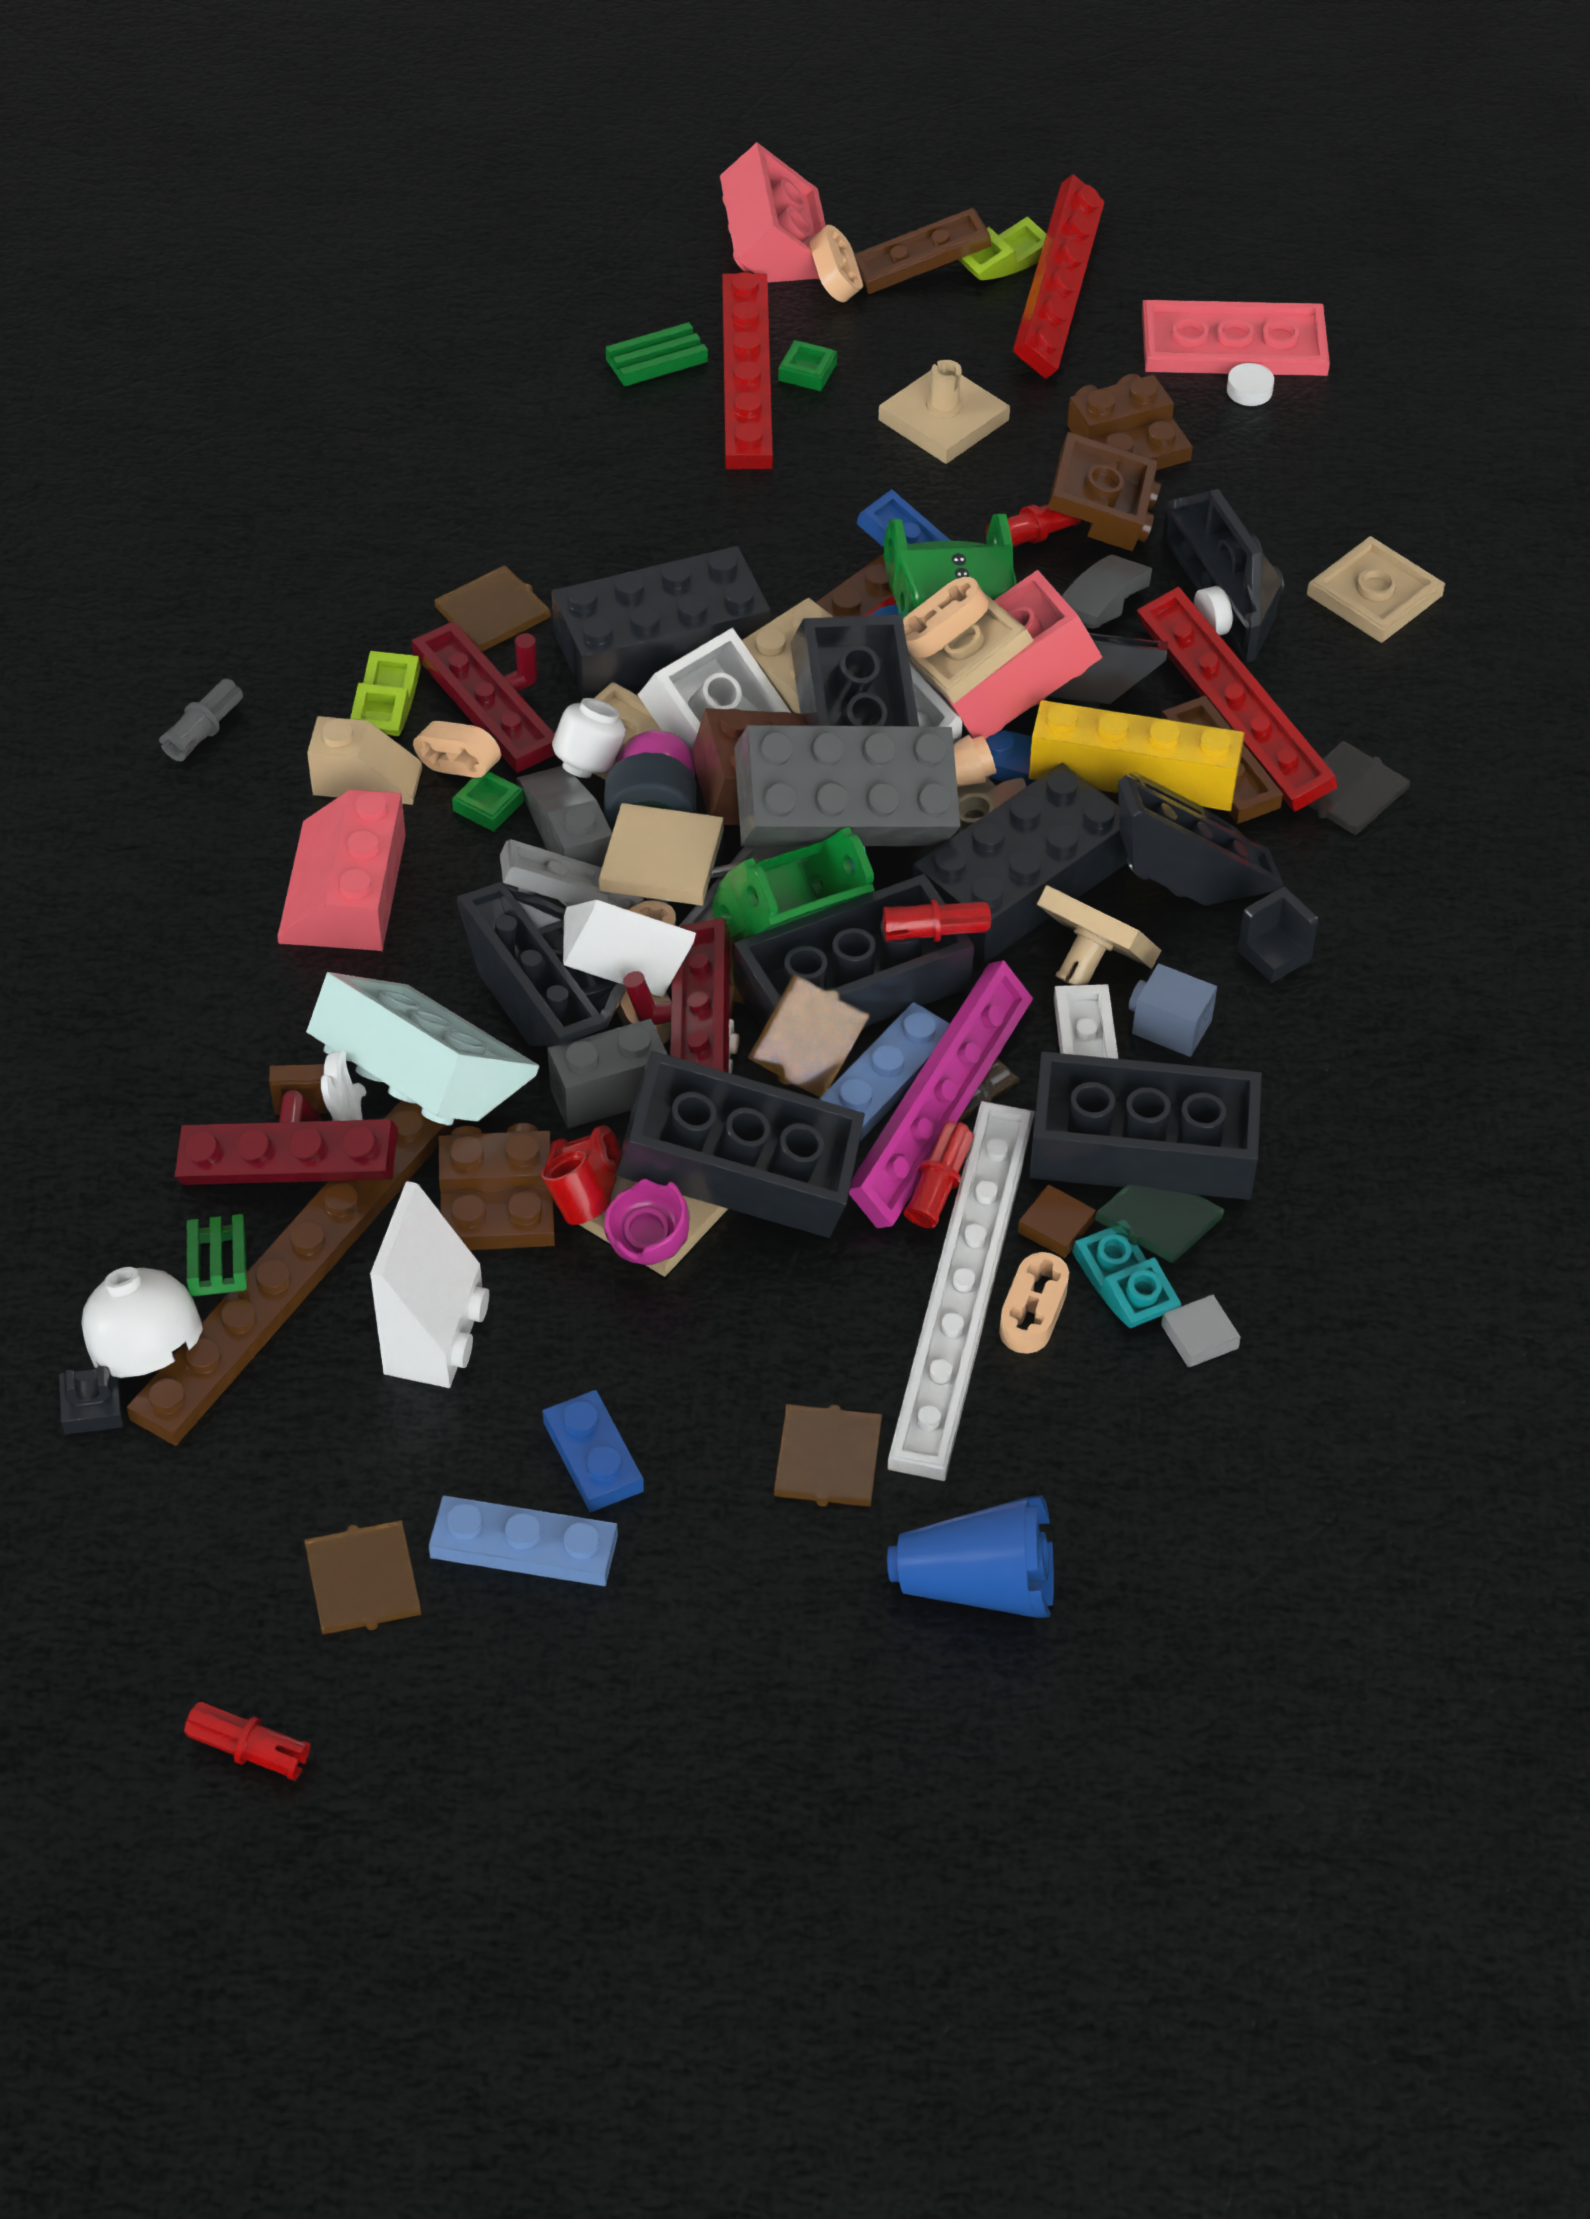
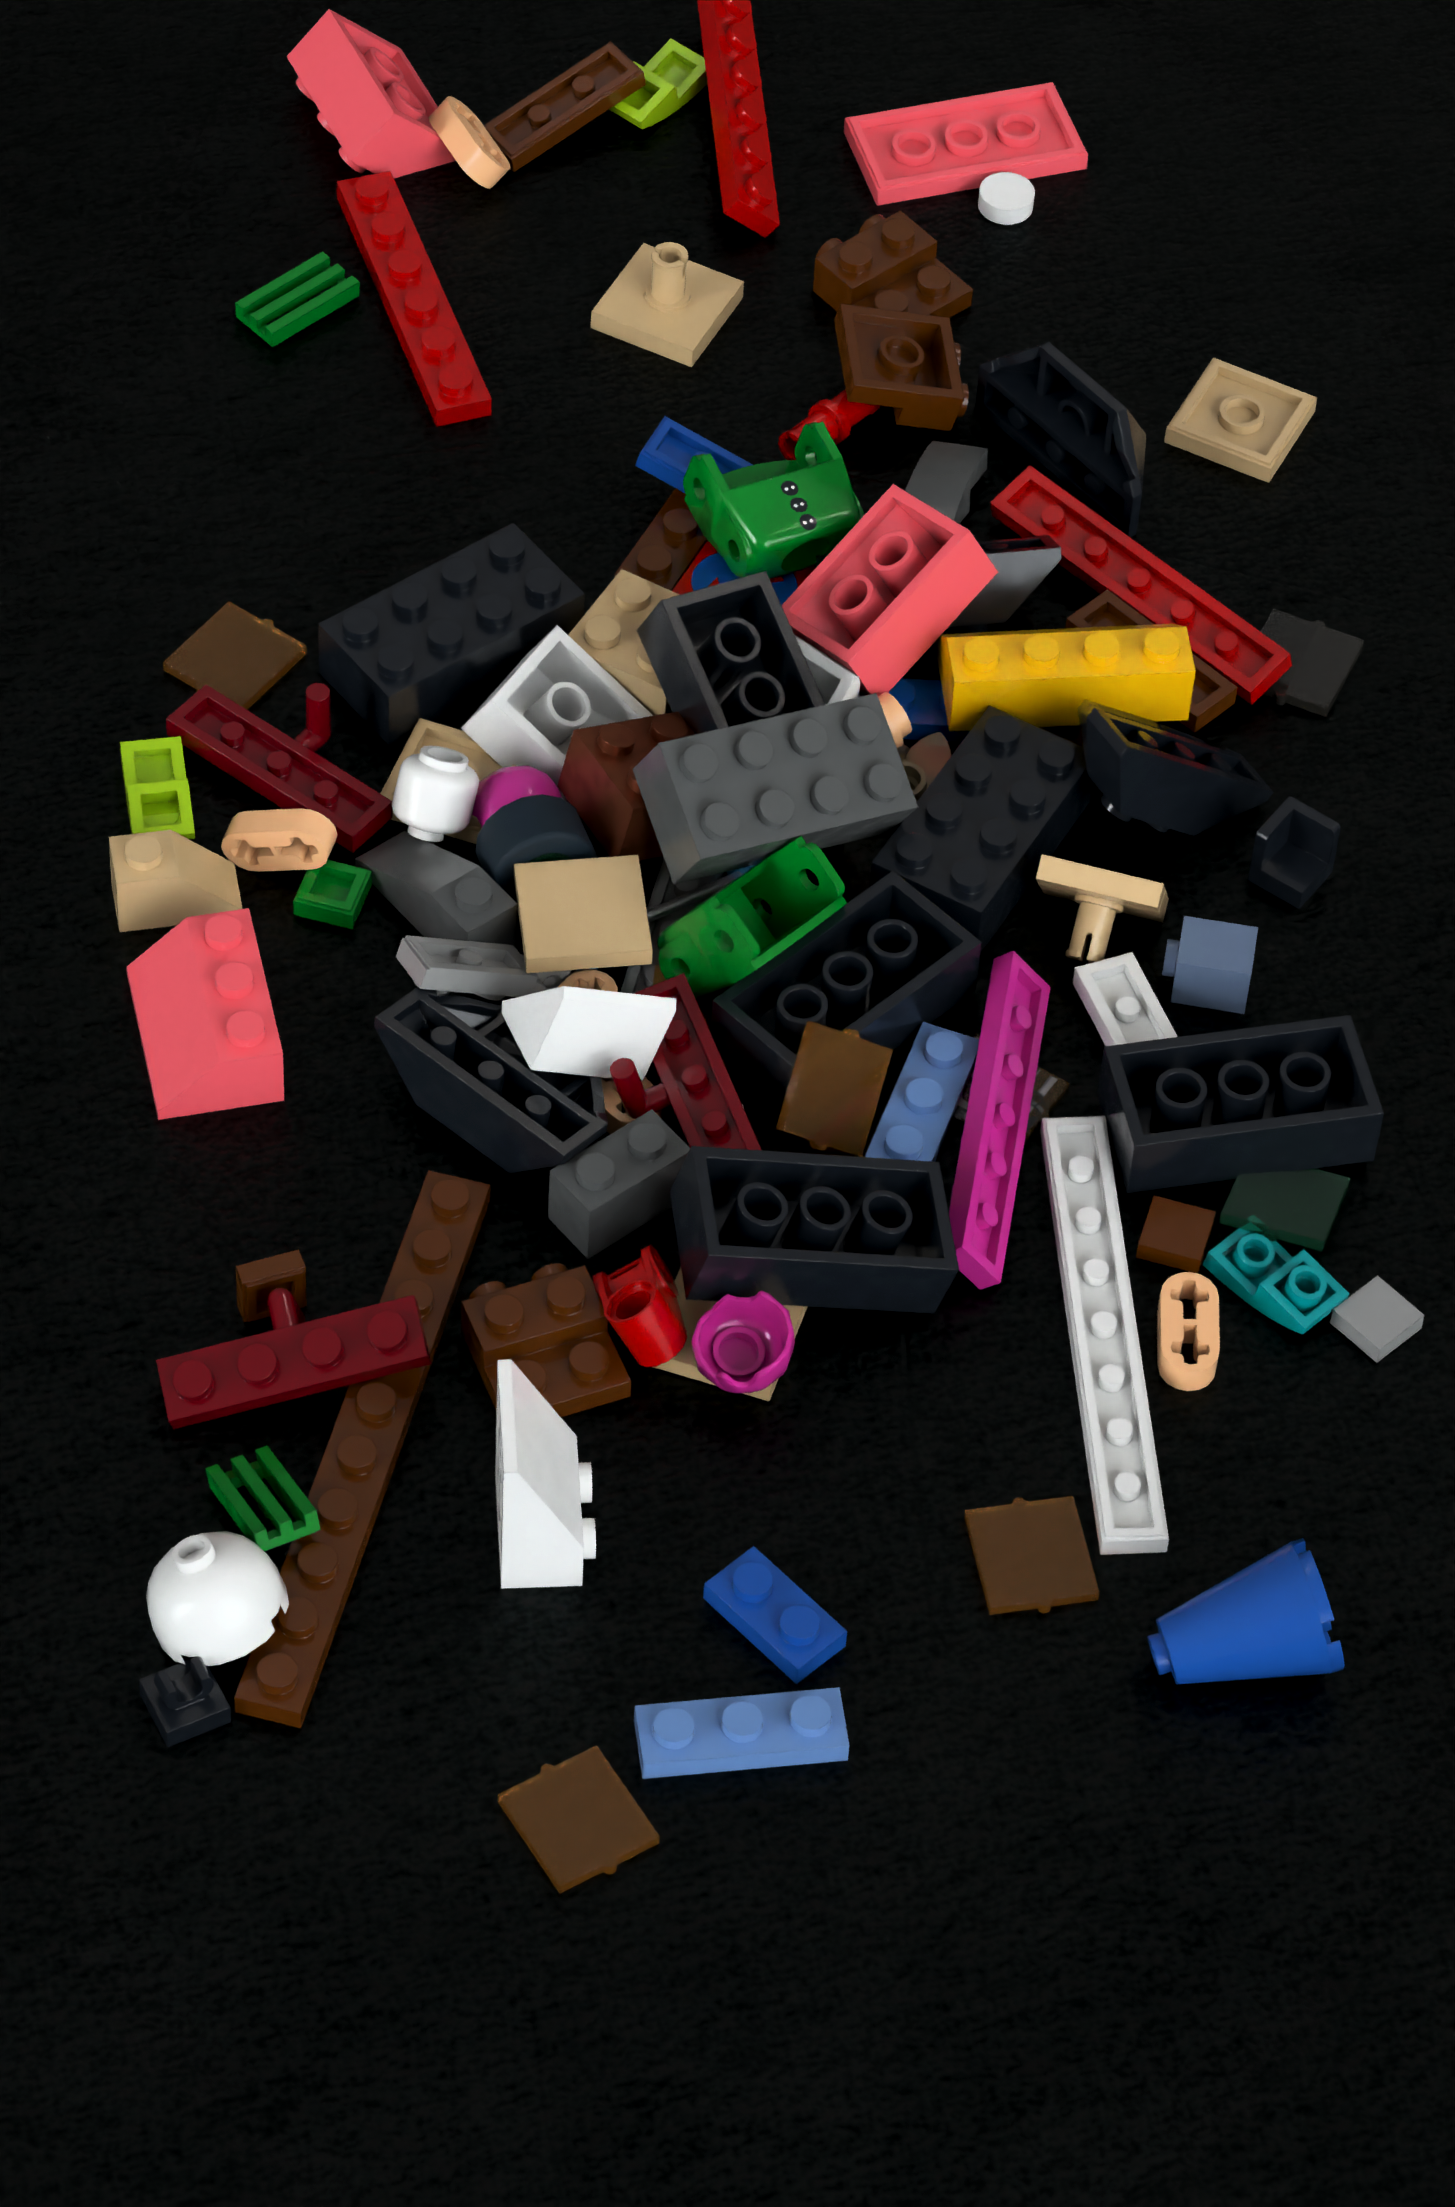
camera: 20 degrees left, 0 degrees up
(247, 1740) = (535, 2027): red axle -> none
(338, 1092) = (325, 1275): white piece -> none
(417, 1048) = (395, 1206): light aqua slope -> none
(807, 365) = (482, 277): green tile -> none
(935, 920) = (931, 923): red axle -> none
(939, 1175) = (1032, 1213): red axle -> none
(944, 616) = (809, 562): light nougat beam -> none
(974, 653) = (846, 590): tan tile -> none
(1215, 607) = (1078, 479): white tile -> none

